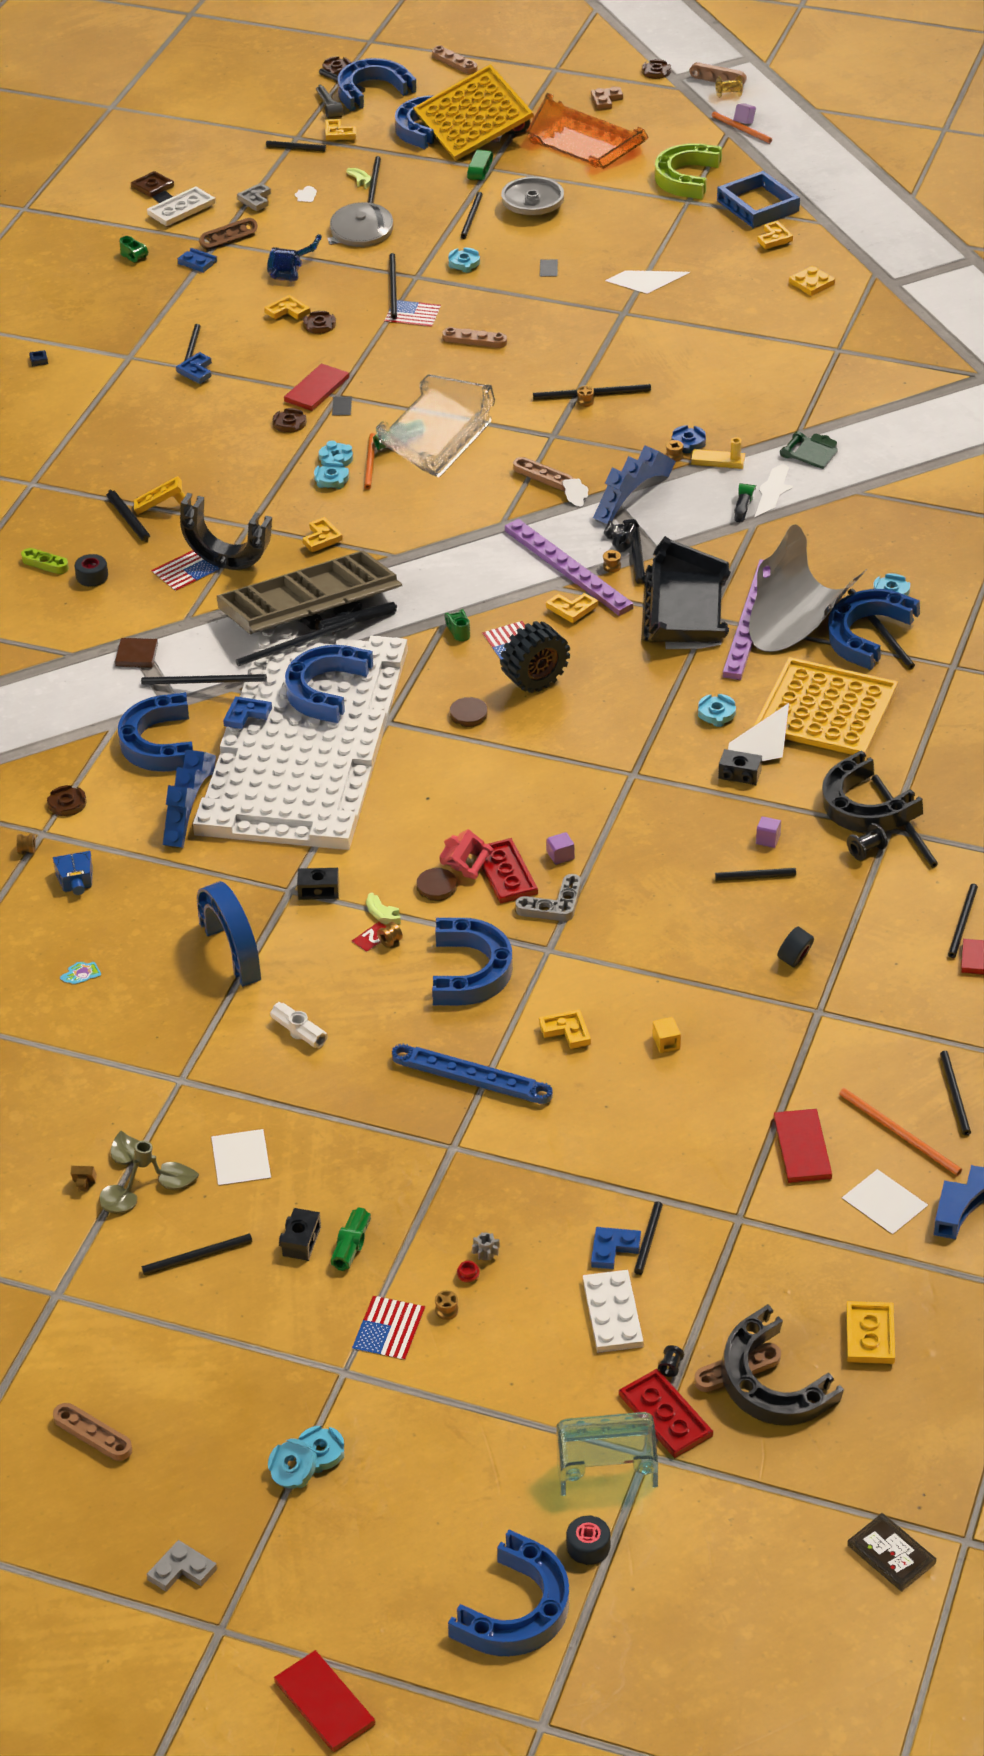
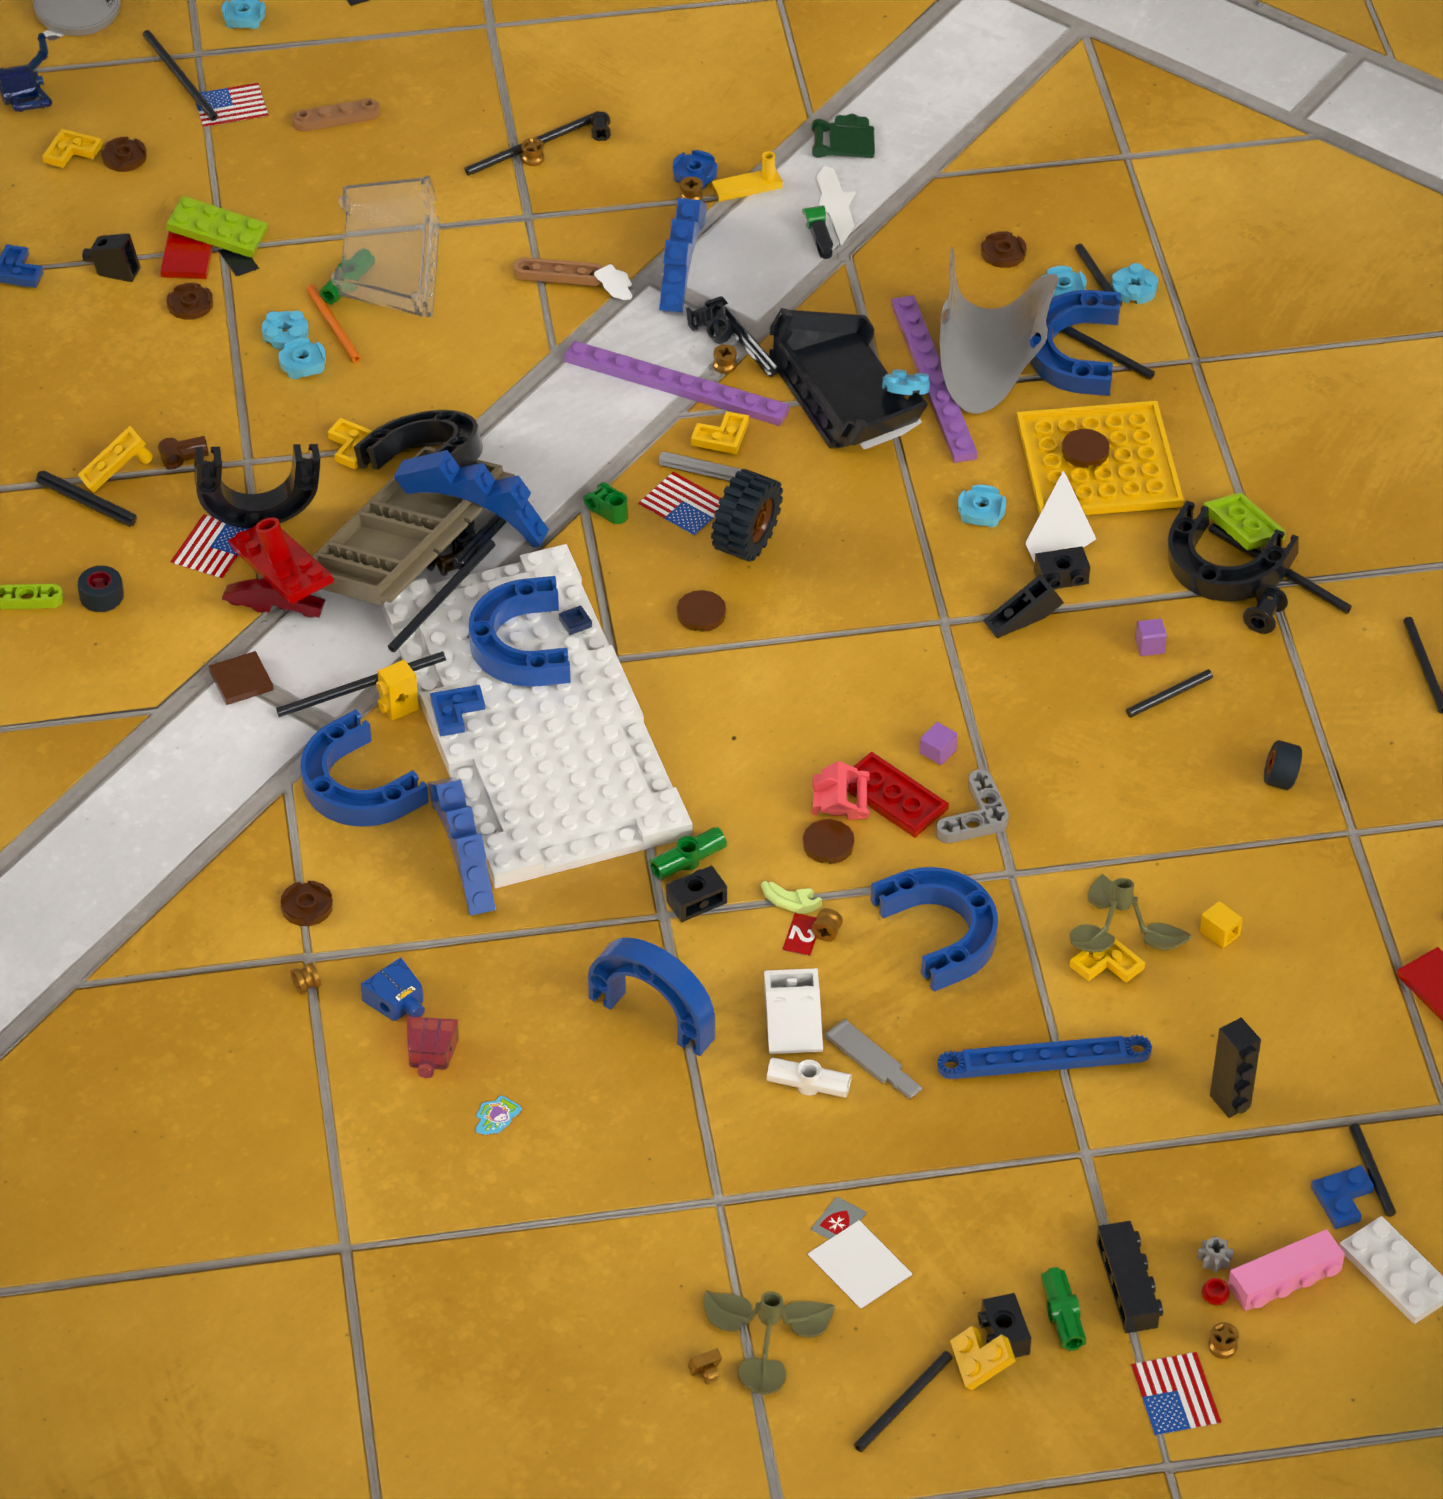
camera: 30 degrees left, 5 degrees up
(71, 911) = (431, 1043): none -> clear pink torso
(192, 606) = (262, 596): none -> dark red slope
(209, 584) = (280, 560): none -> red plate
(214, 506) = (176, 452): none -> reddish brown piece
(221, 689) = (397, 690): none -> yellow brick
(252, 1121) = (837, 1218): none -> light grey sticker
(258, 378) = (113, 257): none -> black torso
(266, 1244) = (980, 1362): none -> yellow plate
(320, 978) = (793, 1011): none -> white slope
(333, 856) = (688, 853): none -> green piece
(339, 380) = (217, 226): none -> lime plate
(354, 1030) = (871, 1058): none -> light grey piece
(365, 546) = (449, 426): none -> black piece
(370, 685) = (575, 620): none -> dark blue tile
(378, 592) = (474, 483): none -> blue arch
(412, 1236) = (1128, 1276): none -> black brick
(527, 1277) = (1286, 1270): none -> bright pink brick
(531, 616) = (697, 466): none -> light grey axle
(583, 1123) = (1235, 1067): none -> black brick
(601, 986) = (1120, 896): none -> olive plant
(643, 391) = (600, 123): none -> black bush
(693, 783) = (1026, 607): none -> black slope
(722, 612) = (905, 384): none -> medium azure plate
(817, 694) = (1085, 448): none -> reddish brown tile
(868, 553) = (1003, 249): none -> reddish brown tile
(897, 777) = (1243, 520): none -> lime plate
(924, 590) = (1093, 268): none -> black bar
(939, 599) = (1135, 275): none -> medium azure plate

